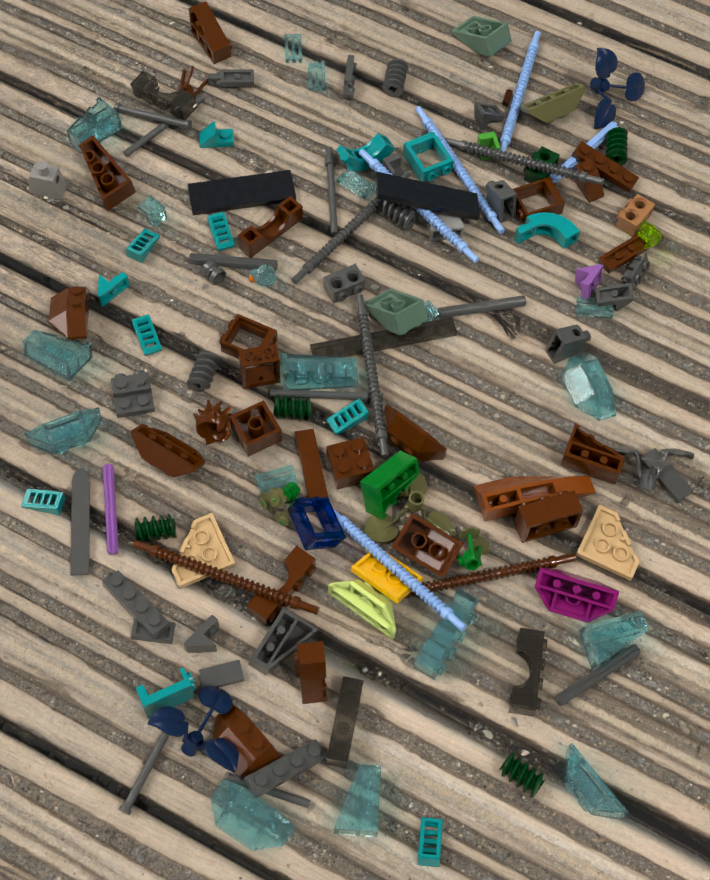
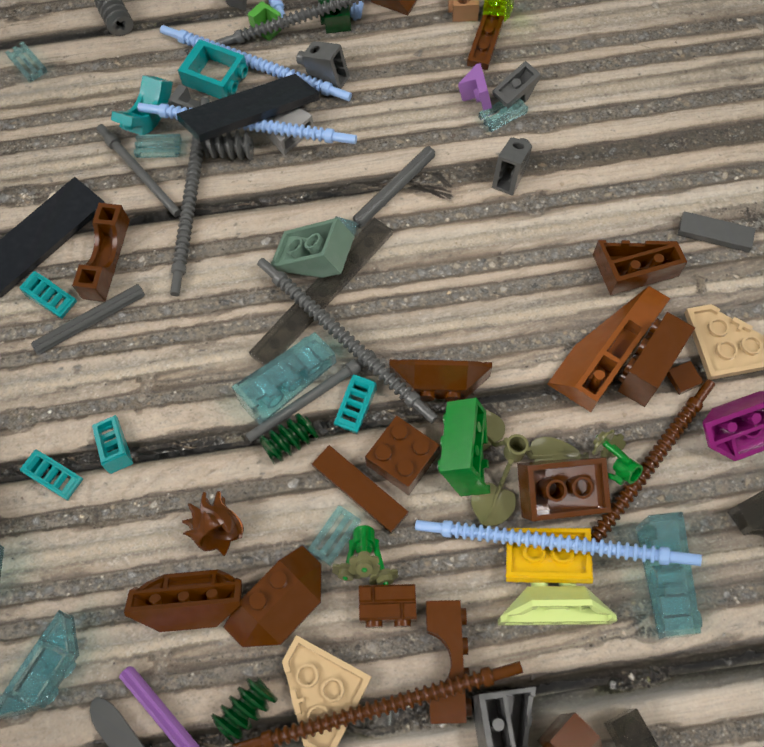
camera: 30 degrees left, 5 degrees up
(132, 394) = (87, 559): dark grey plate -> none
(189, 352) = (118, 458): none -> teal slope
(203, 371) = (150, 470): dark grey piece -> none
(212, 270) = (70, 345): dark grey wheel -> none
(216, 488) = (278, 601): none -> reddish brown wedge
(251, 326) = (173, 377): reddish brown window -> none
(256, 428) = (267, 494): reddish brown brick -> none
(263, 276) = (135, 312): clear light blue animal -> none
(269, 373) = (208, 428): reddish brown window -> none
(274, 534) = (387, 604): none -> reddish brown brick
(333, 532) = (432, 540): clear blue window -> none
(342, 280) = (228, 257): dark grey brick -> none
(349, 80) = (64, 42): dark grey hinge -> none
(541, 186) = (378, 33): reddish brown window -> none
(548, 224) = (394, 58): teal arch -> none
(561, 543) = (684, 377): none -> reddish brown tile
(589, 386) = (568, 192): clear light blue wedge -> none
(639, 266) = (510, 43): dark grey hinge -> none
(649, 476) = (707, 243): dark grey plant -> none

